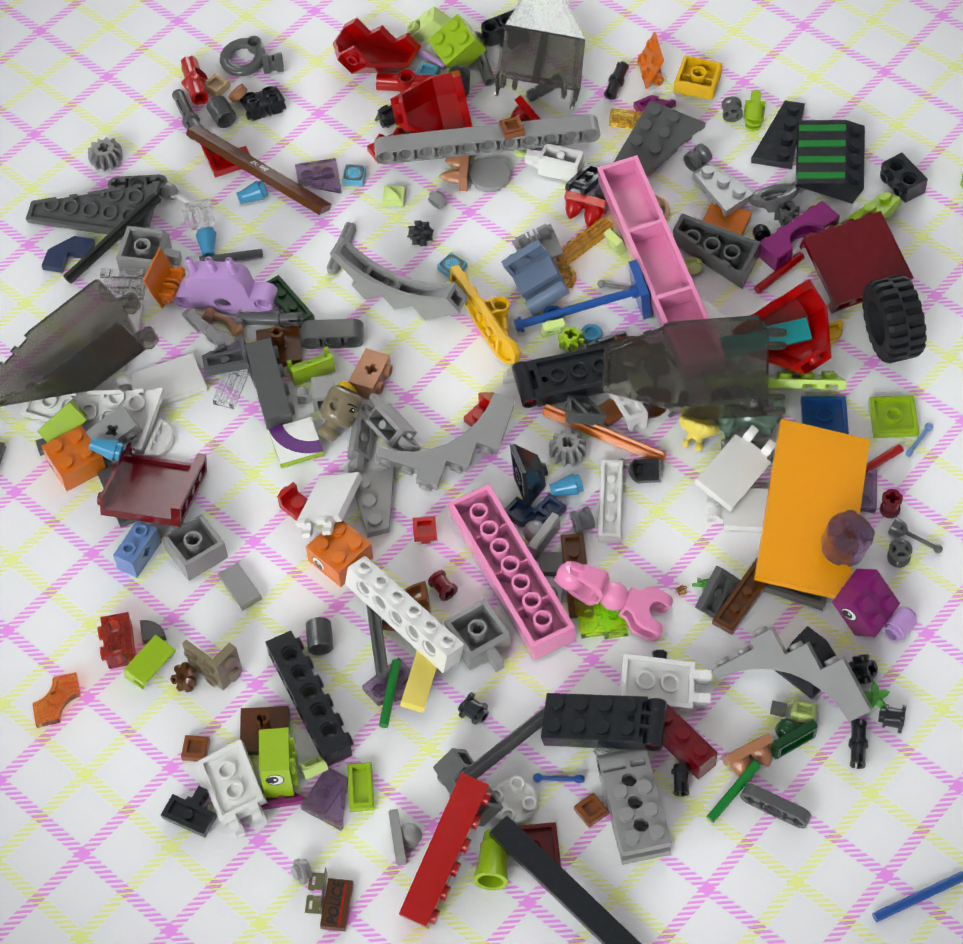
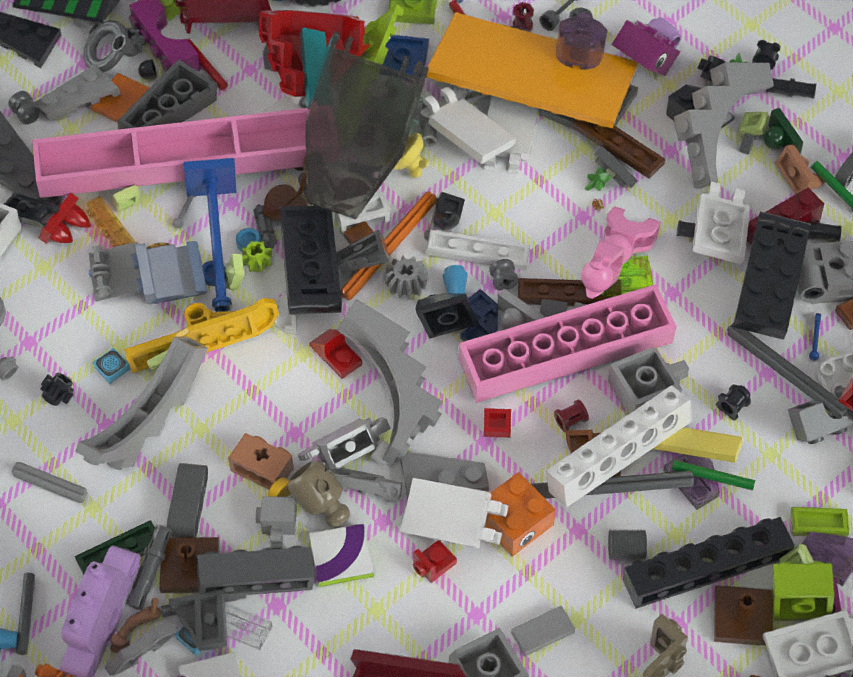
camera: 85 degrees left, 0 degrees up
(312, 367) = (230, 525): lime hinge -> none

